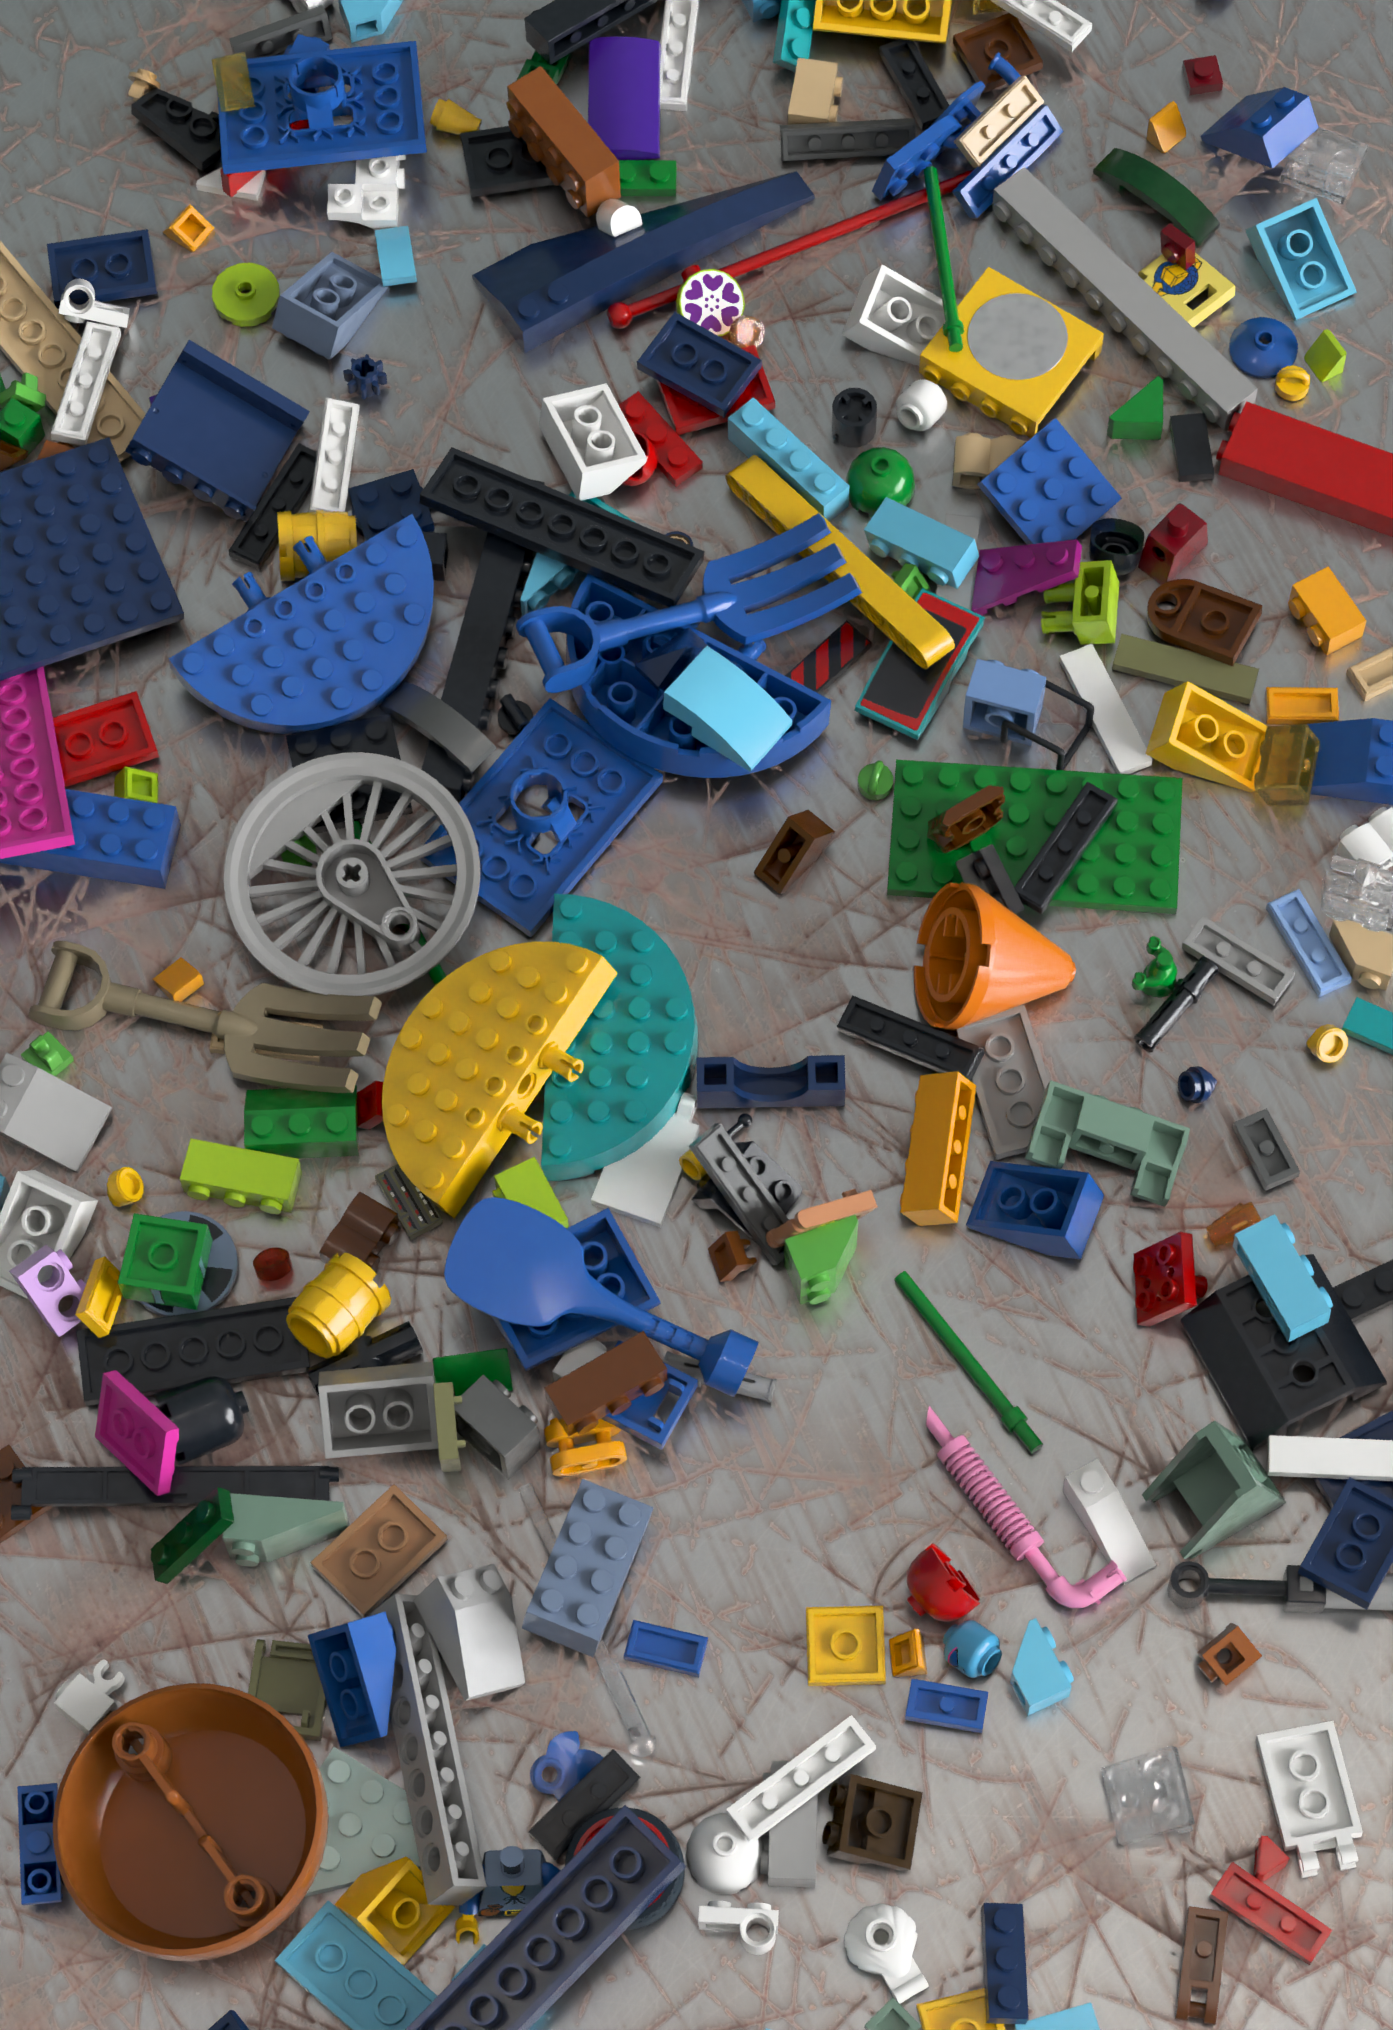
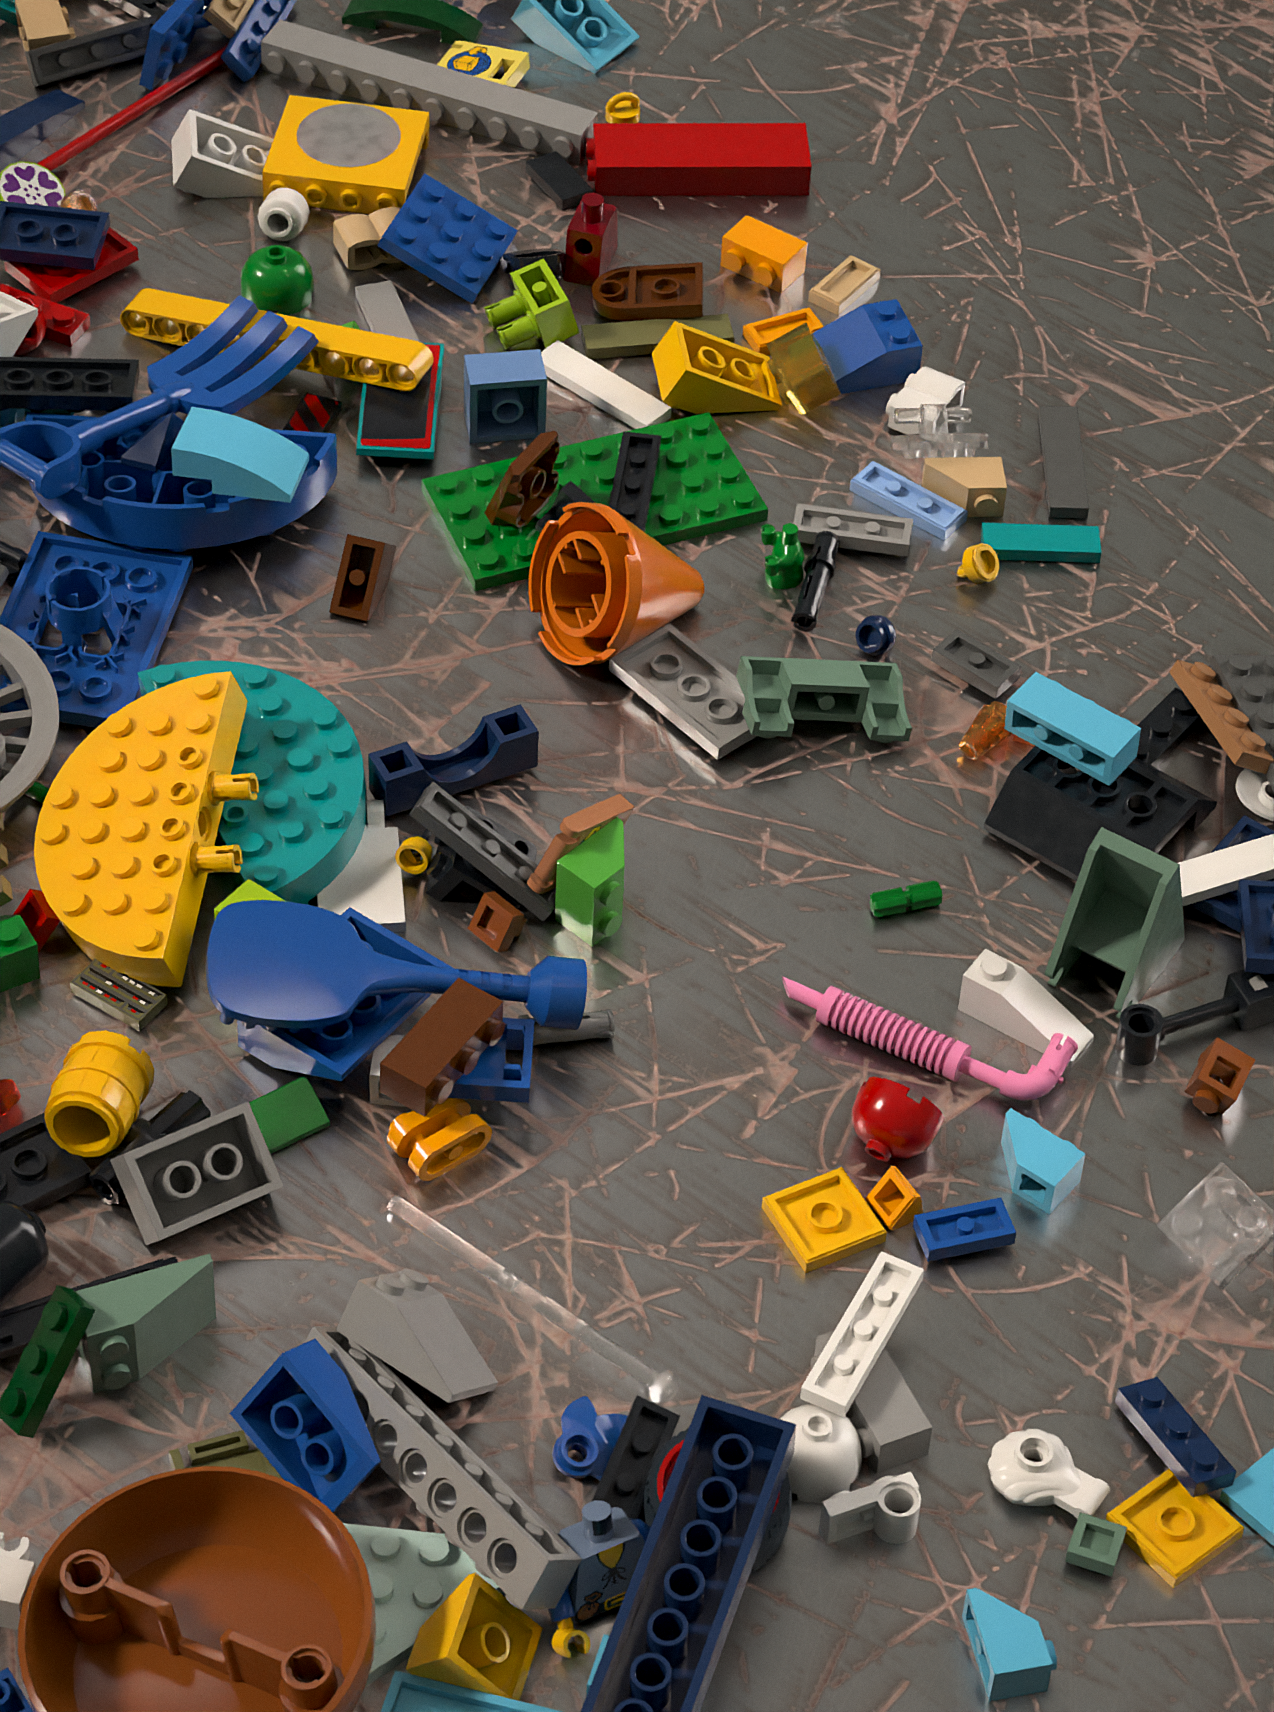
camera: 30 degrees left, 20 degrees down
(362, 1231) = (78, 1016): reddish brown brick -> none
(379, 1551) = (262, 1312): medium nougat plate -> none
(446, 1426) = (292, 1155): olive container -> none
(496, 1426) = (335, 1145): dark grey brick -> none
(587, 1568) = (511, 1237): sand blue brick -> none
(666, 1648) = (634, 1292): blue tile -> none
(761, 434) = (132, 268): medium azure brick -> none
(854, 417) = (223, 239): black piece -> none
(872, 1822) = (955, 1360): dark brown plate -> none
(875, 781) = (410, 503): bright green tile -> none
(909, 1038) = (574, 686): black tile -> none
(921, 541) = (373, 303): medium azure brick -> none
(938, 1149) = (658, 761): light orange brick -> none
(952, 327) = (282, 139): green bar -> none
(972, 1649) = (959, 1167): dark azure head -> none
(1012, 1416) = (870, 960): green bar -> none
(1017, 570) = (452, 303): magenta wing -> none
(1037, 1208) = (786, 778): blue slope -> none
(1062, 758) = (587, 416): black piece -> none
(1066, 1365) = (896, 900): none -> green piece
(1140, 416) = (499, 167): green slope -> none
(1166, 1279) = (959, 793): red plate -> none
(1177, 247) = (459, 36): dark red plate -> none
(1258, 358) = (581, 92): blue dish -> none
(1326, 356) = (644, 80): lime slope -> none

